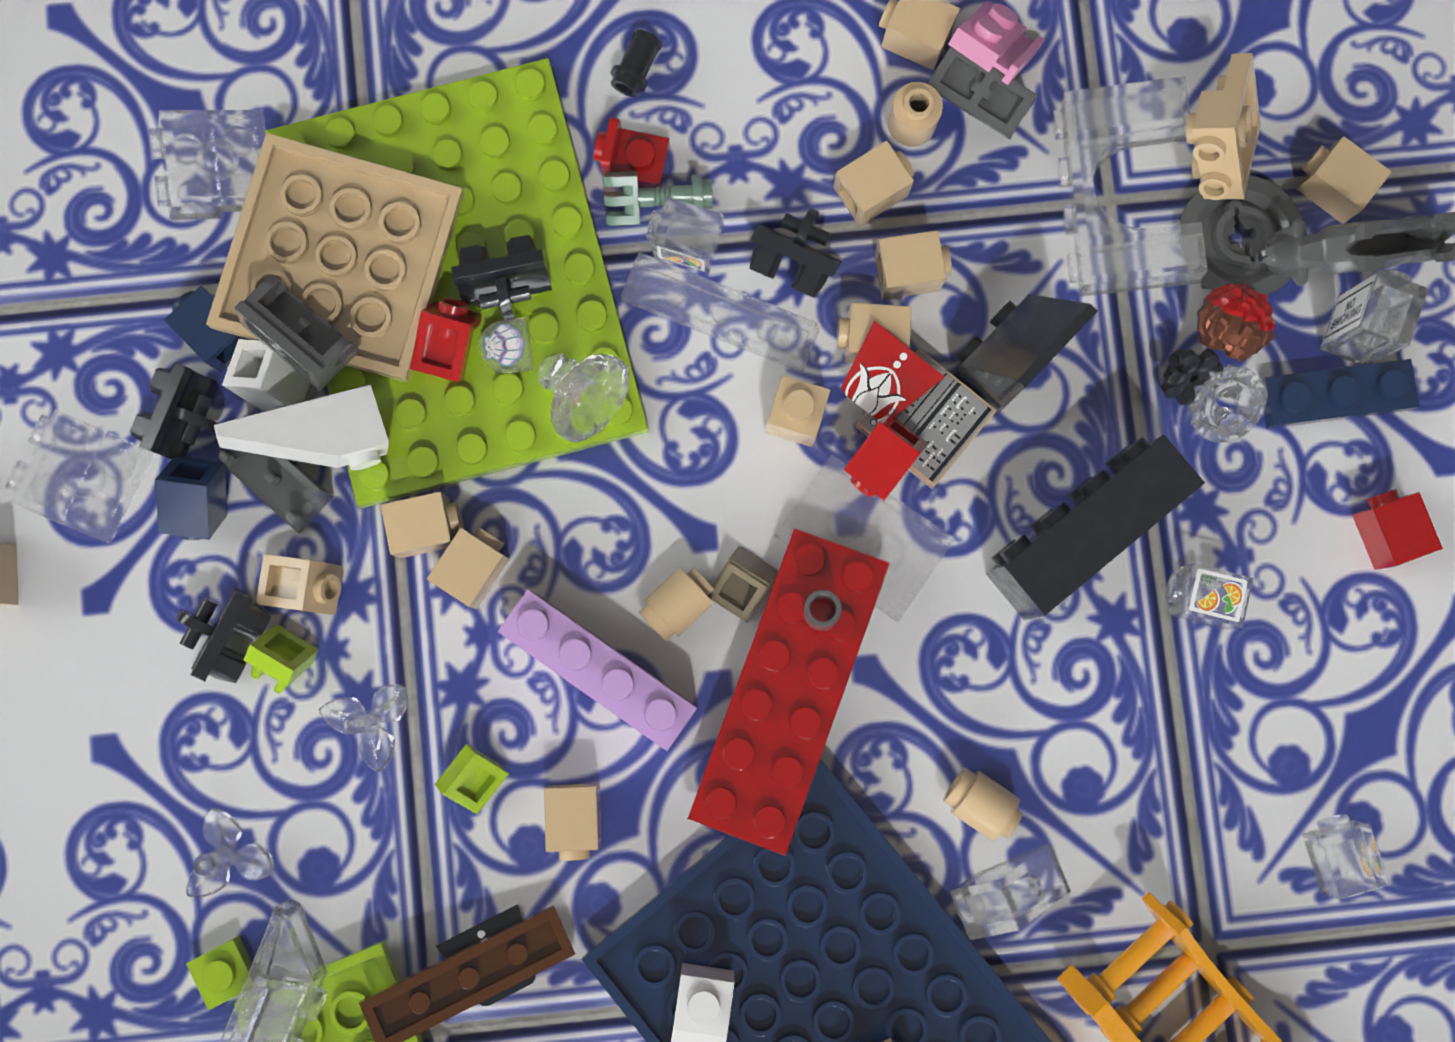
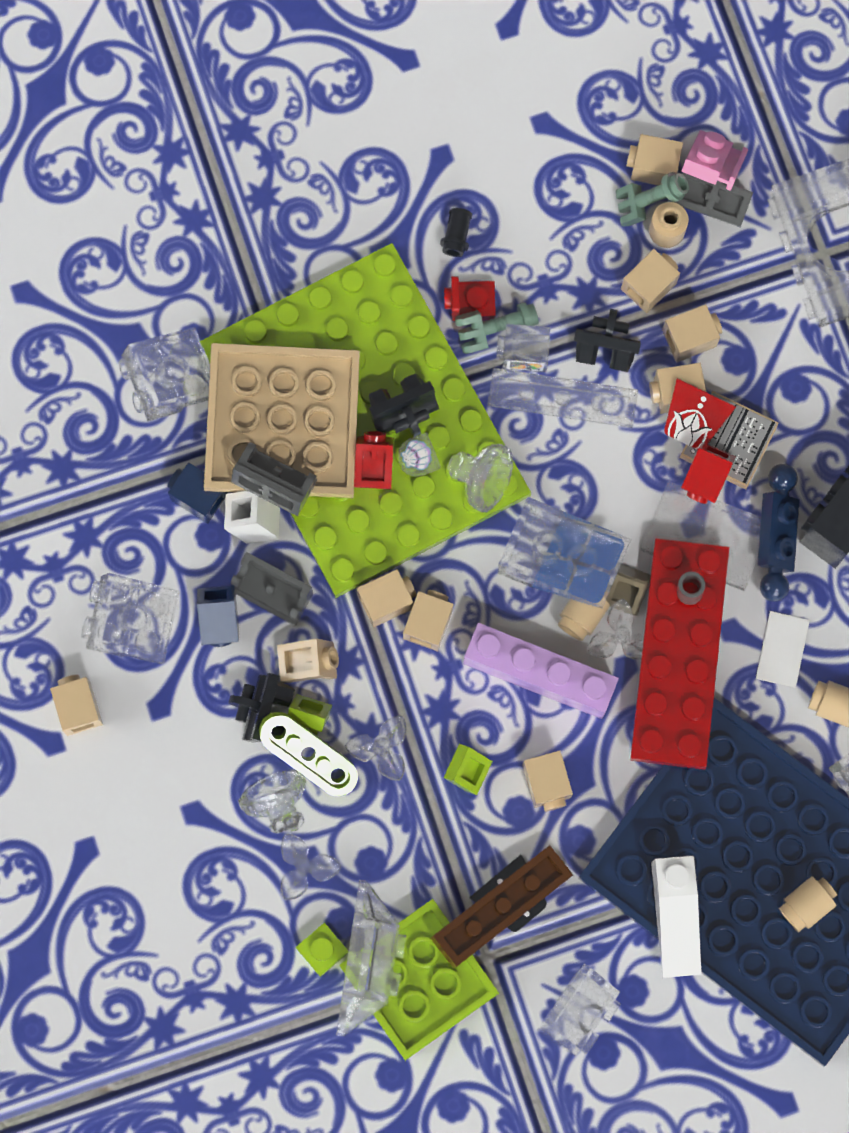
camera: 10 degrees left, 5 degrees down
(178, 413) = (193, 558): black hips -> none
(205, 762) = (275, 798): none -> clear hair
(269, 731) = (317, 766): none -> plate
(320, 431) = (302, 546): white slope -> none
(665, 522) = (563, 554): none -> clear slope
(696, 650) = (620, 619): none -> clear plant
(797, 411) = (636, 455): tan brick -> none
(928, 711) = (782, 649): none -> white sticker
(931, 63) = (672, 186): none -> sand green hinge
(960, 556) = (778, 532): none -> dark blue plate
(1019, 346) = (783, 373): black slope -> none

